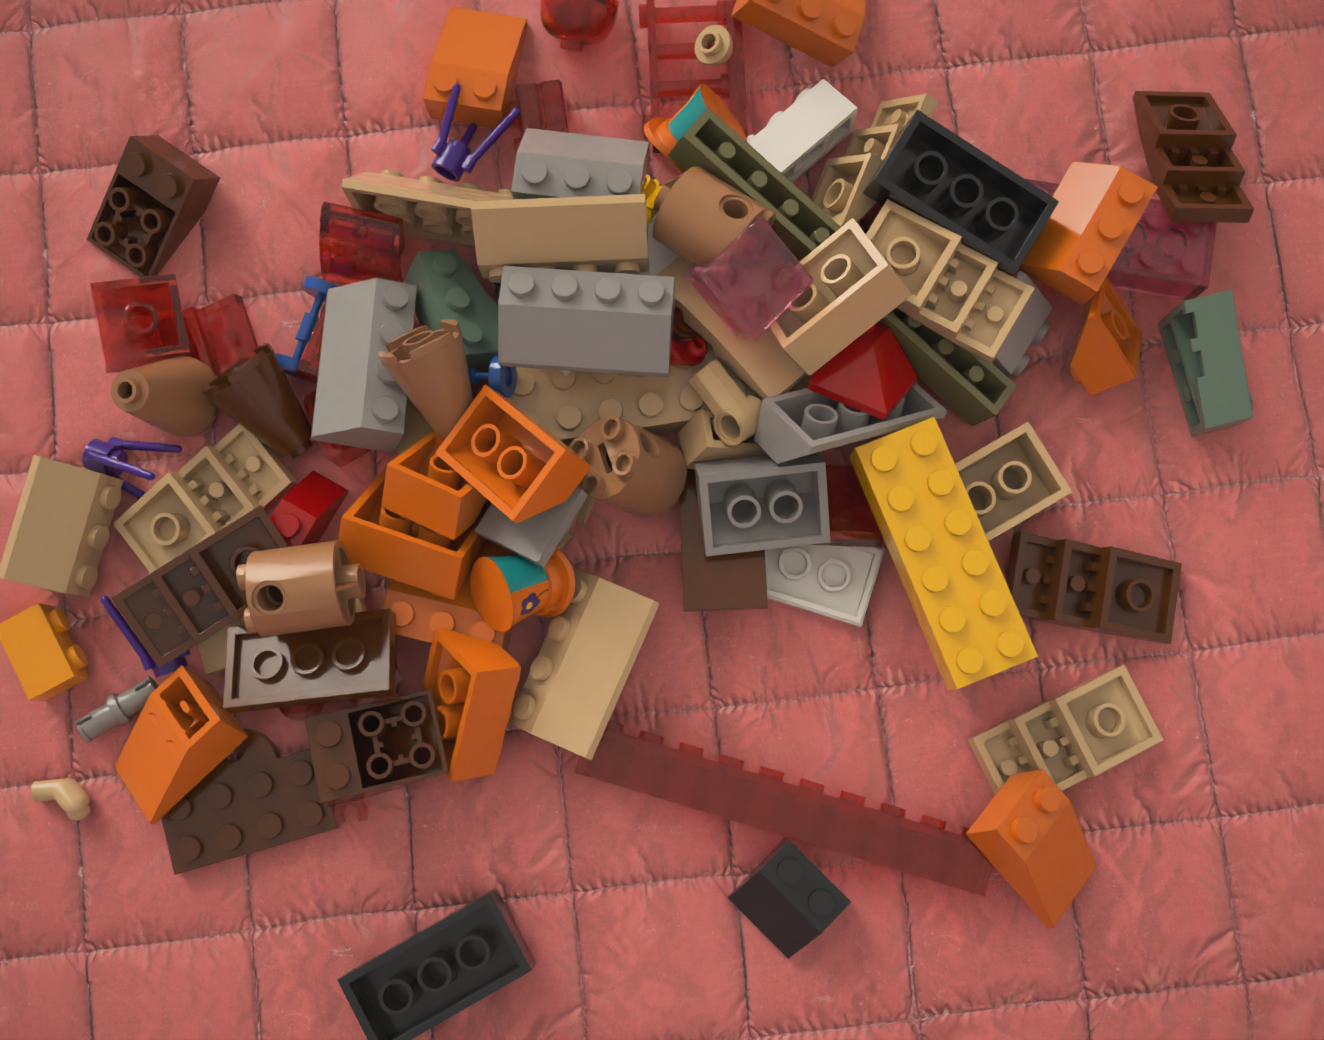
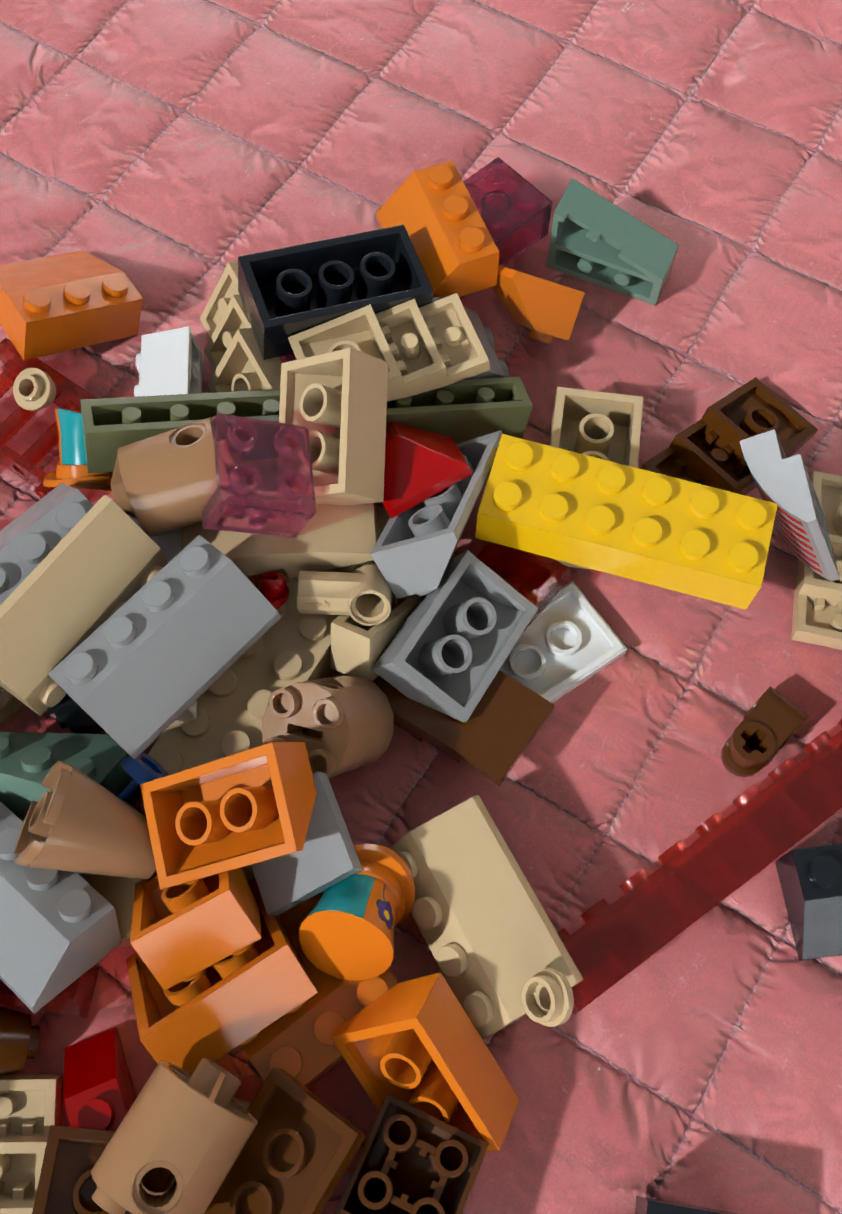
camera: 55 degrees left, 15 degrees down
(557, 745) = (548, 998): none -> tan plate
(877, 766) = (764, 730): none -> reddish brown piece
(1066, 663) = (798, 511): none -> slope
(1191, 157) = (438, 138): reddish brown slope -> none

